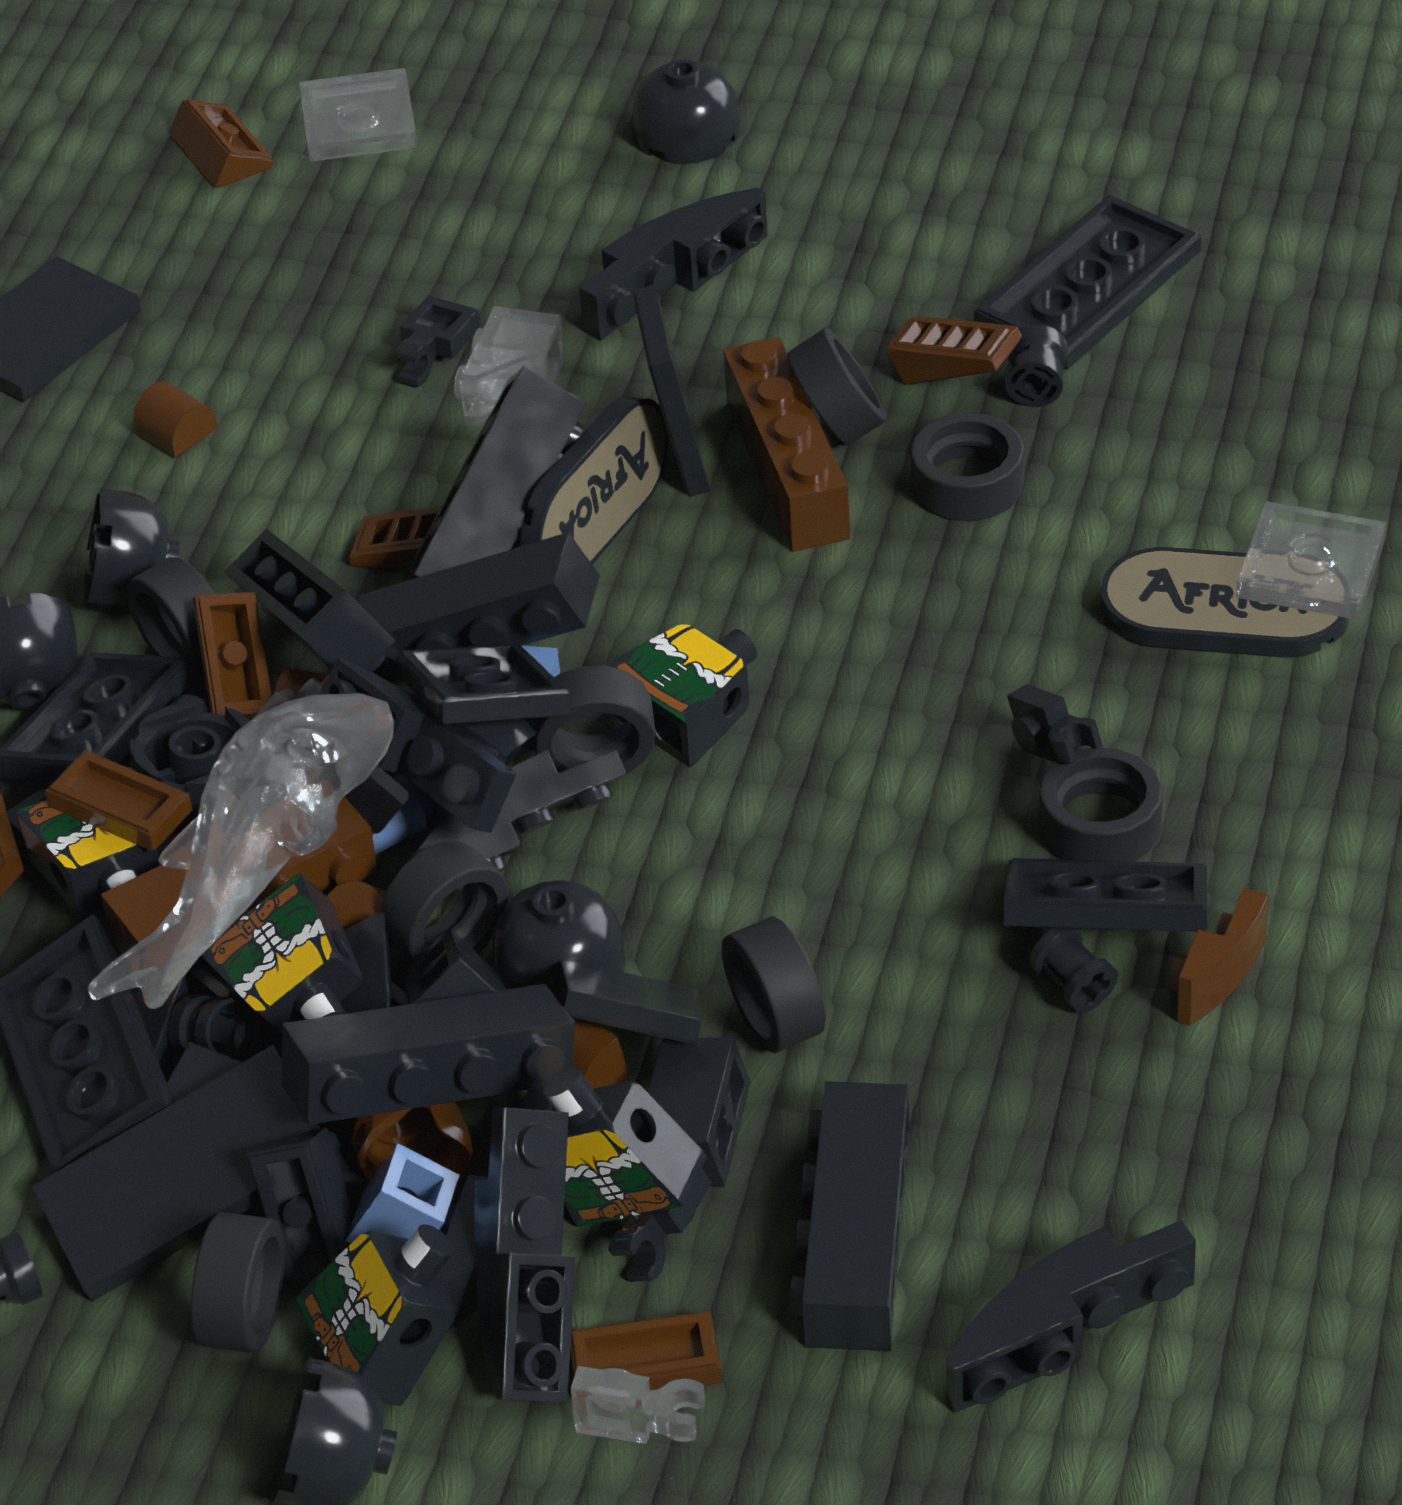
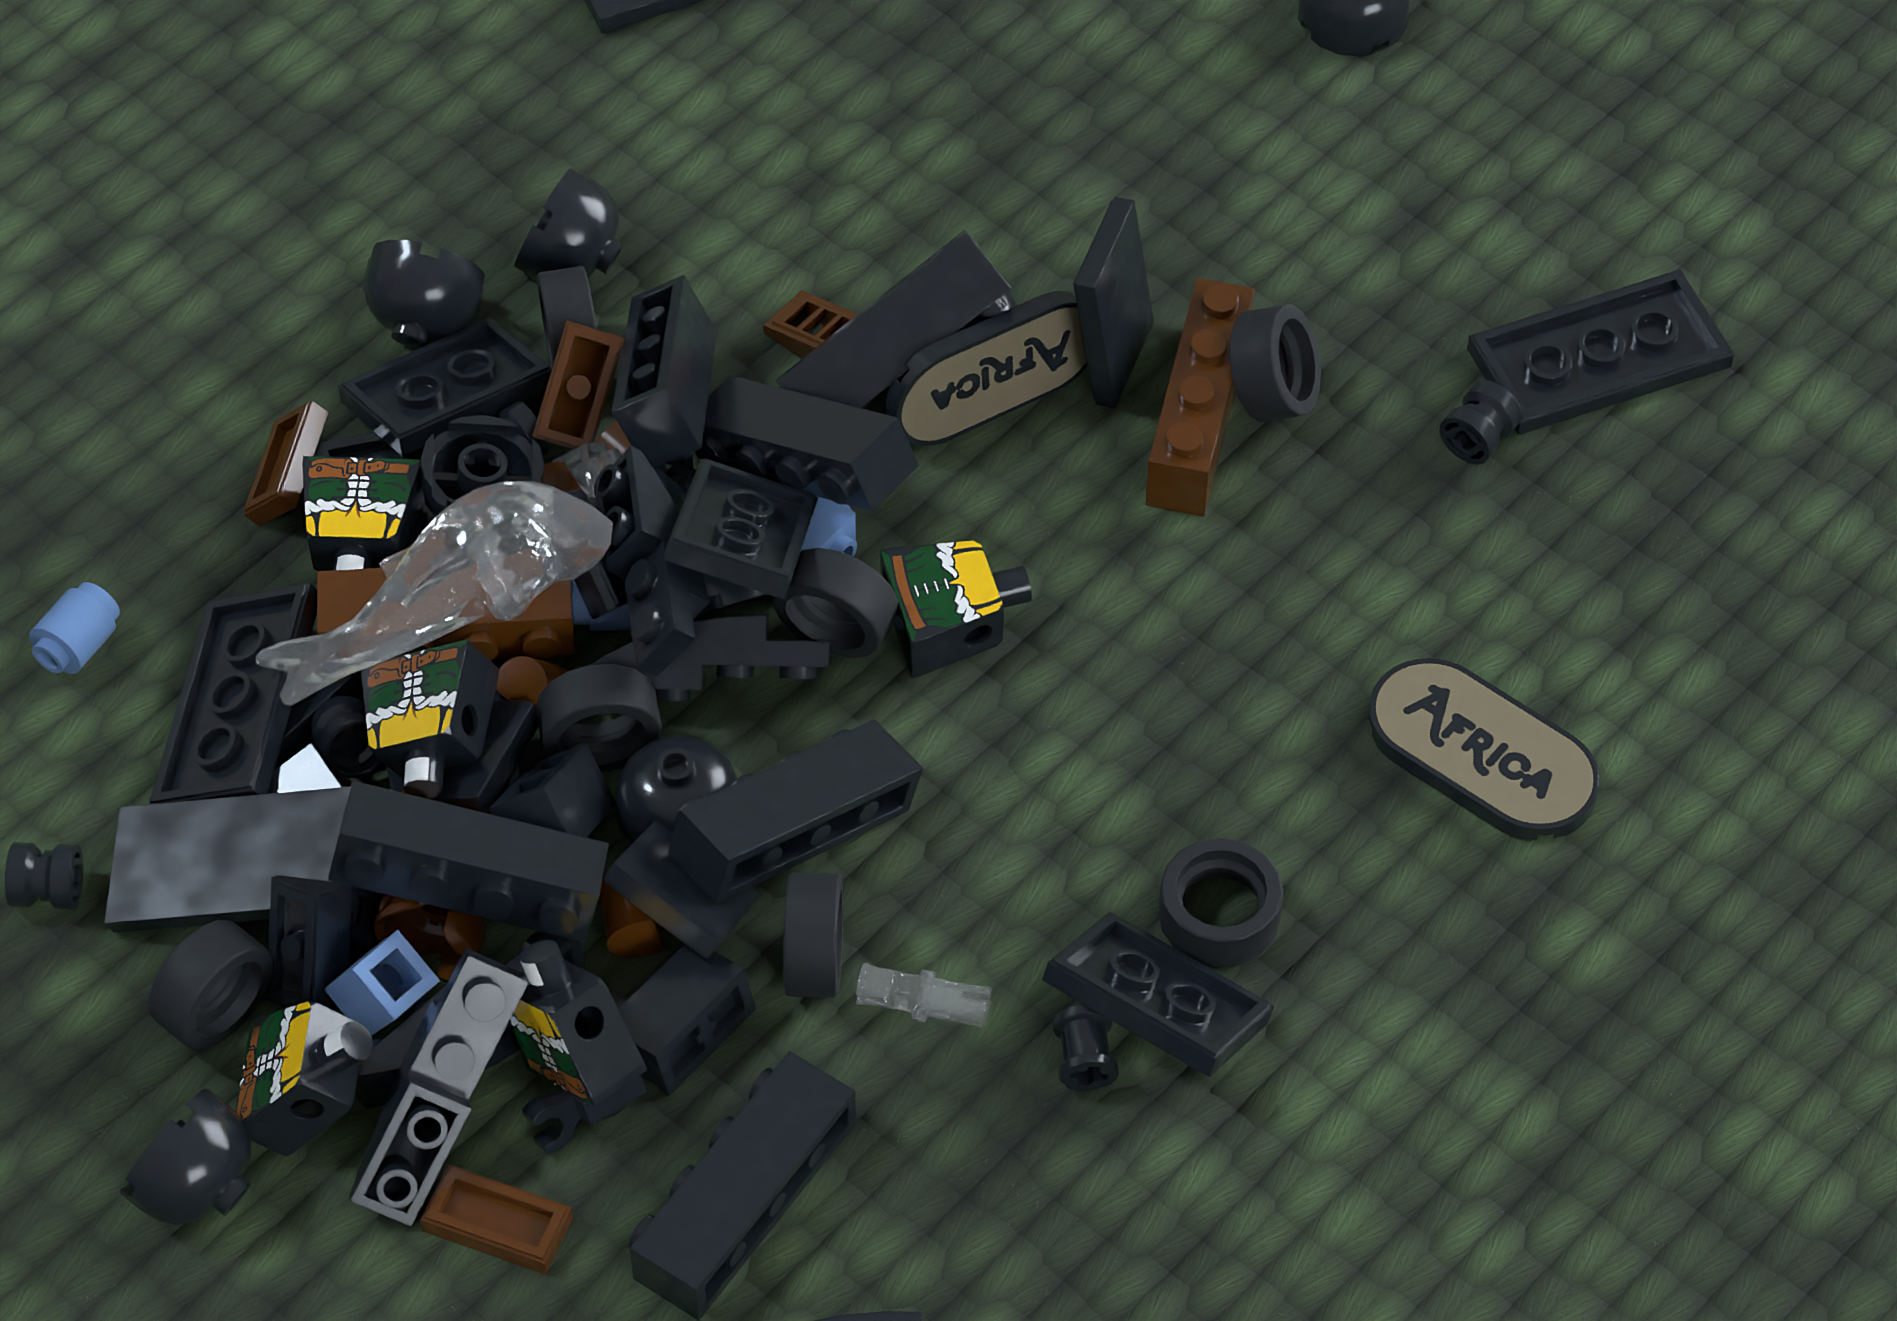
camera: 25 degrees right, 10 degrees up
(119, 800) = (383, 489): reddish brown tile -> none
(172, 418) = (706, 111): reddish brown brick -> none
(433, 330) = (980, 128): black plate -> none
(502, 348) = (1022, 195): clear slope -> none
(624, 1408) = (441, 1255): clear plate -> none
(672, 249) = (1251, 143): black slope -> none
(681, 895) = (794, 810): none -> black brick
(898, 996) = (924, 995): none -> clear pin
(949, 348) = (1405, 361): reddish brown slope -> none
(964, 496) = (1356, 461): black tyre -> none
(1047, 728) = (1220, 802): black plate -> none
(1220, 959) = (1205, 1112): reddish brown slope -> none
(1311, 560) = (1581, 749): clear tile -> none

